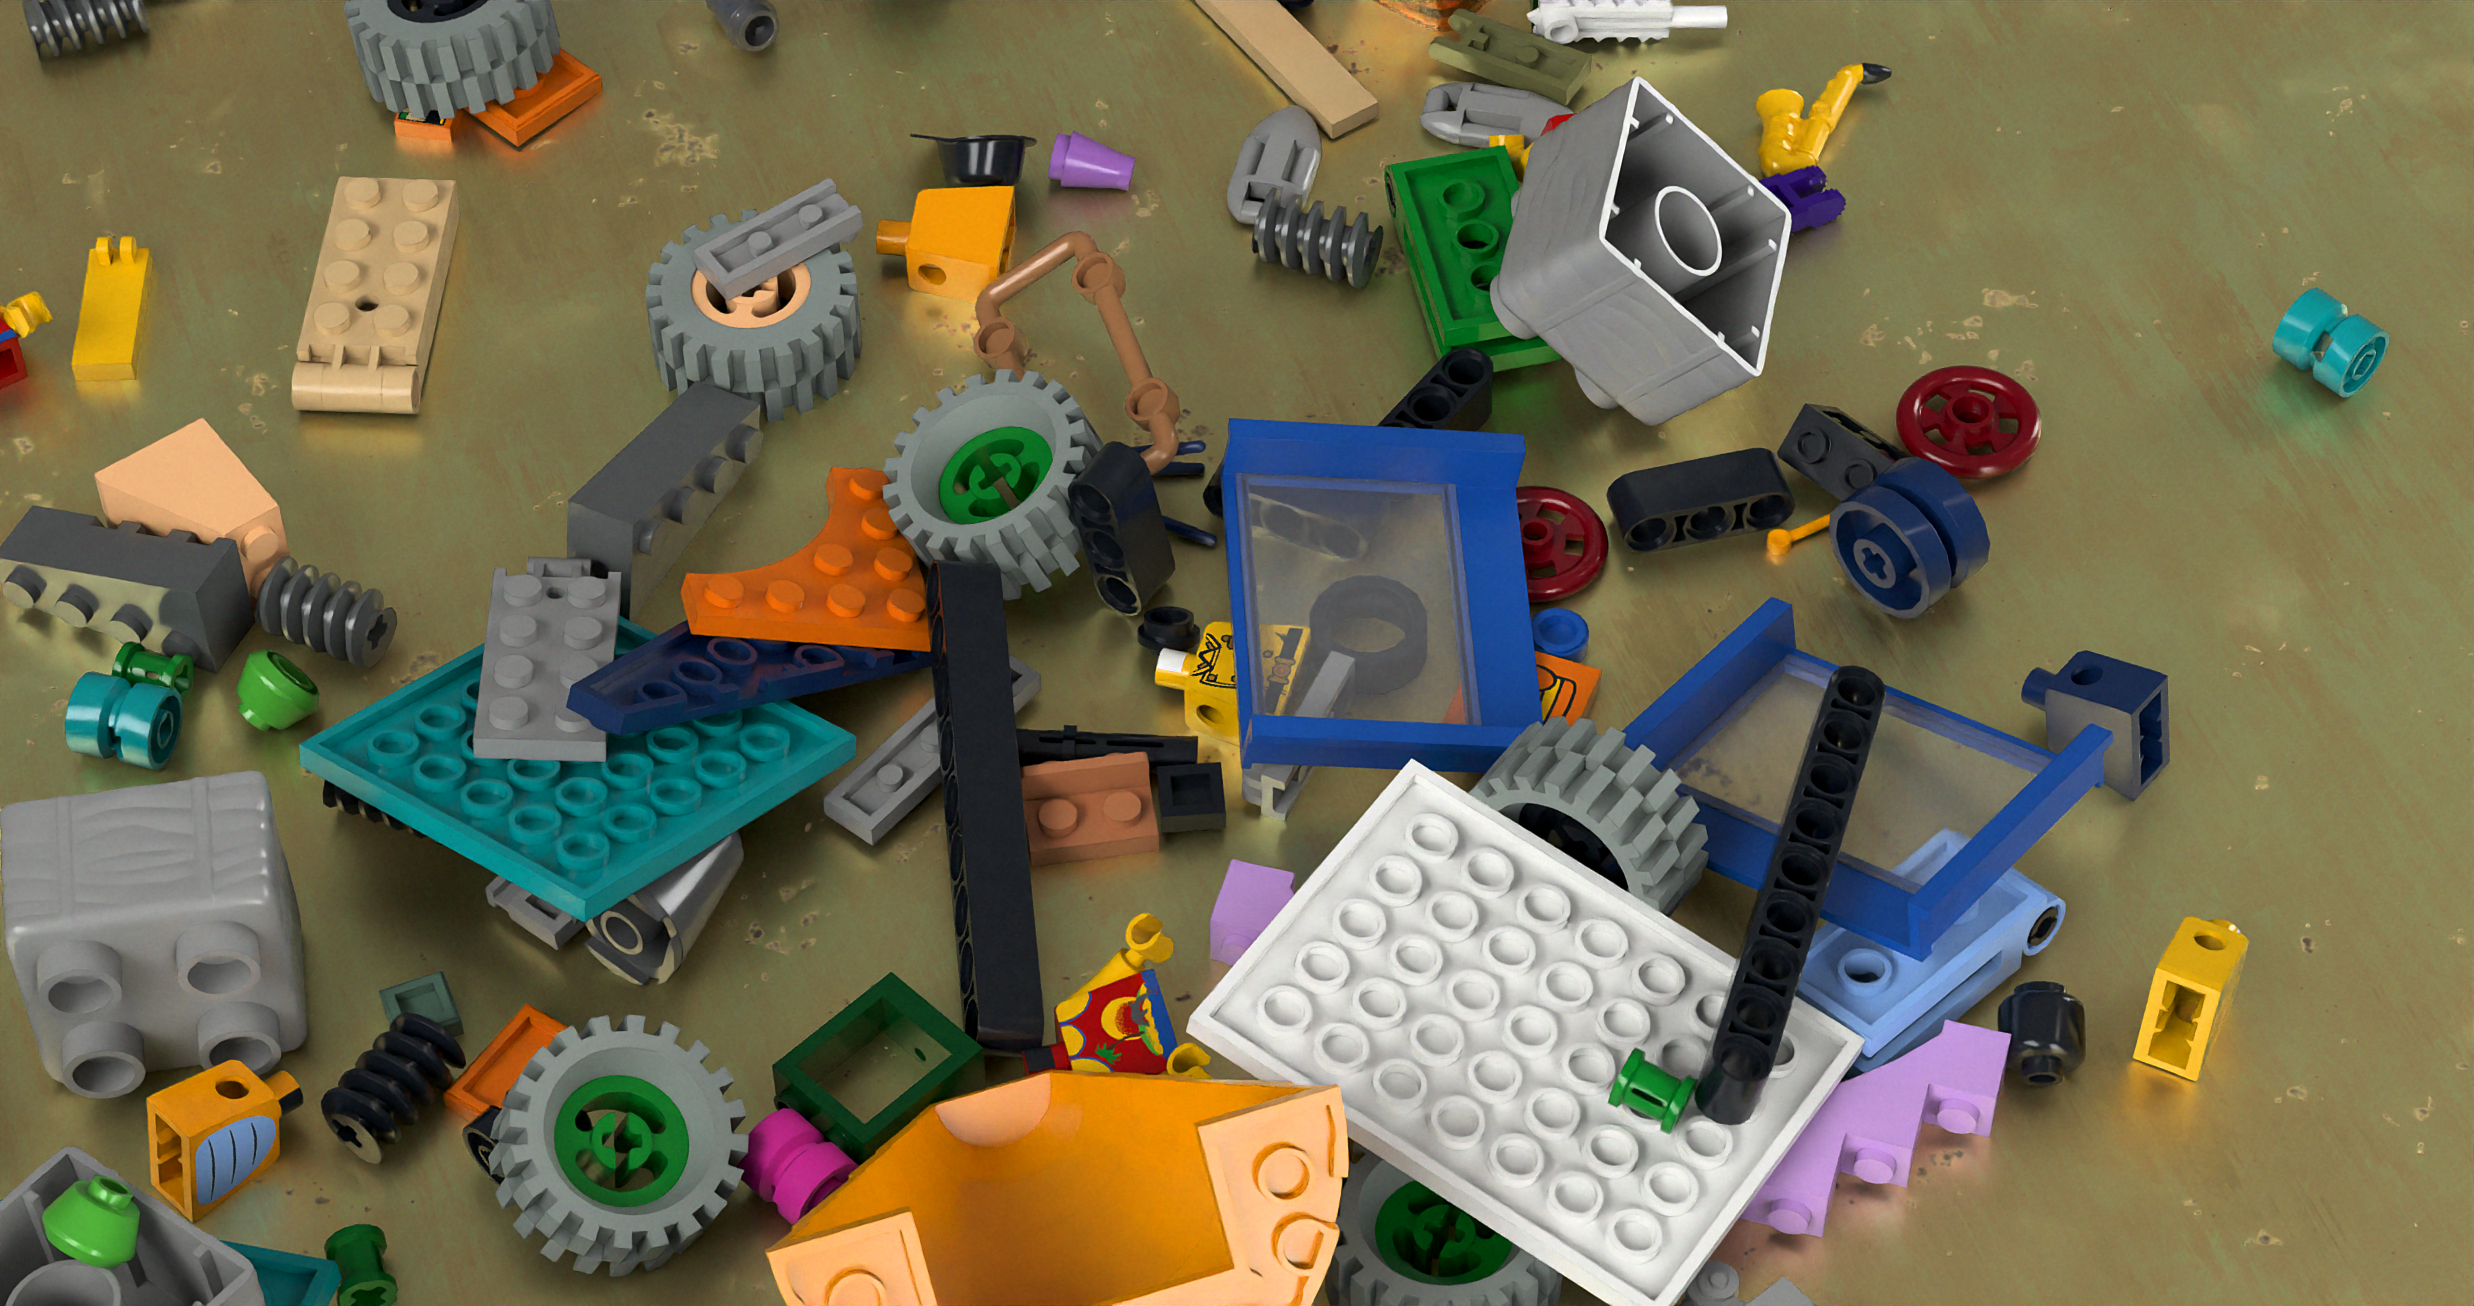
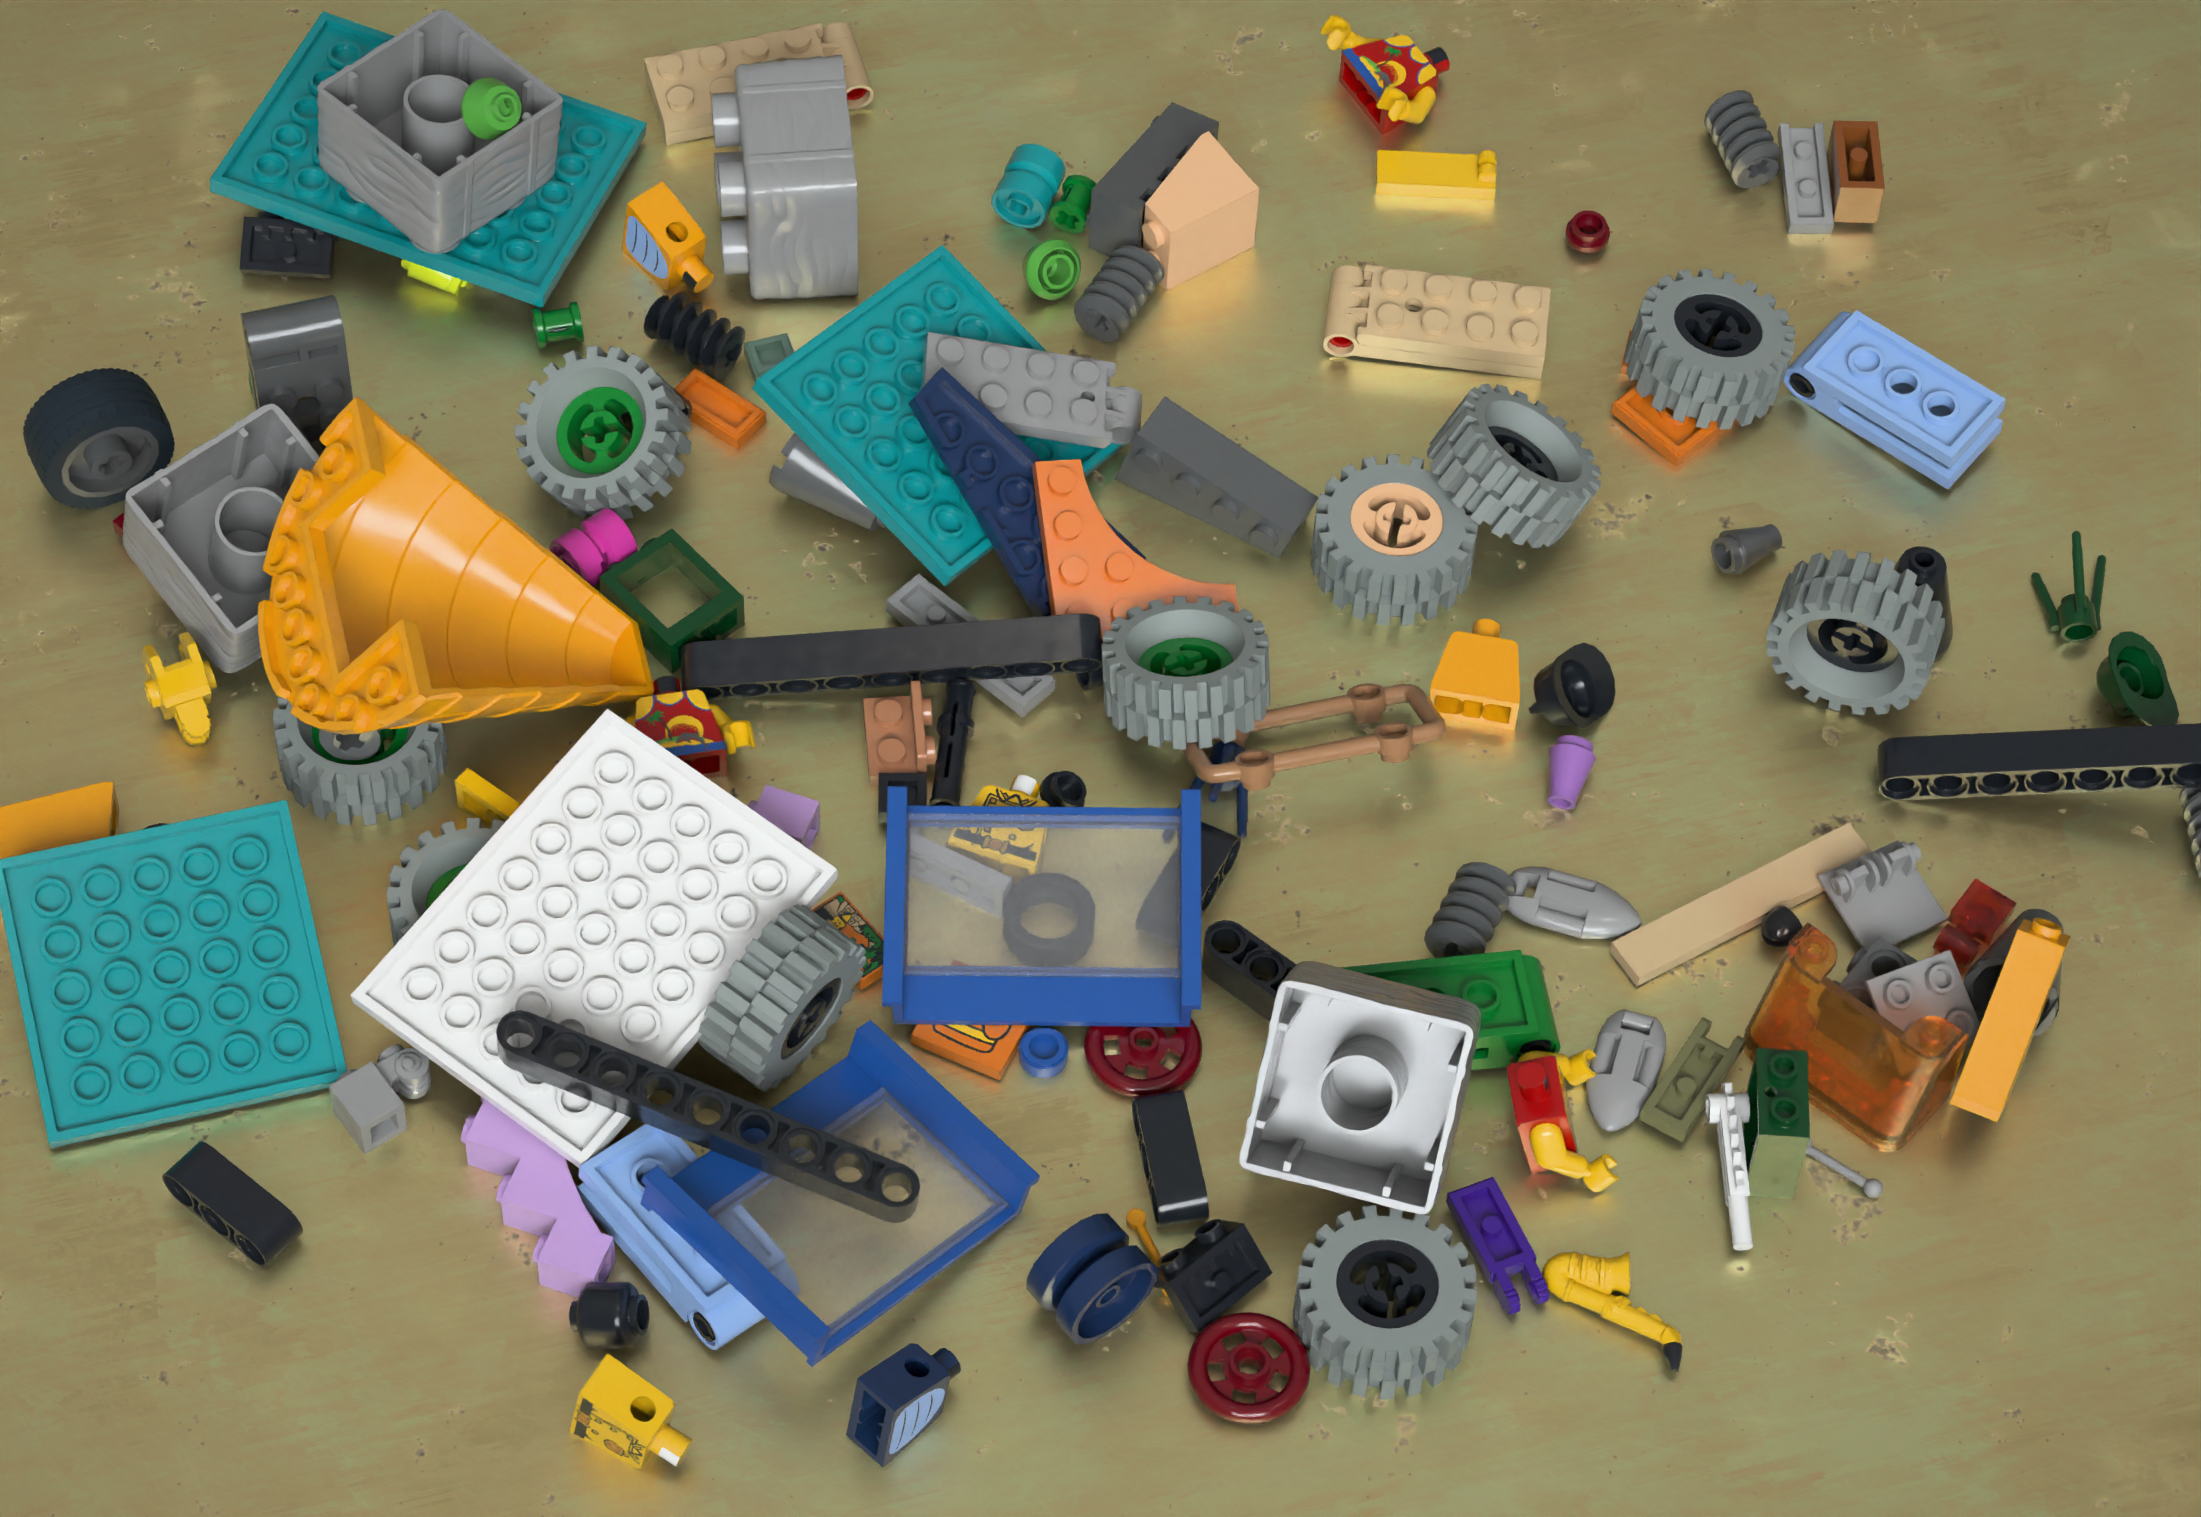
camera: 90 degrees right, 5 degrees up
(225, 161) = (1587, 231): none -> dark red plate
(664, 176) = (1514, 466): none -> light grey wheel
(778, 239) = (1435, 532): light grey hinge -> none
(1121, 528) = (1129, 741): black beam -> none
(1652, 1091) = (524, 990): green bush -> none
(1871, 327) = (1349, 1321): none -> light grey wheel

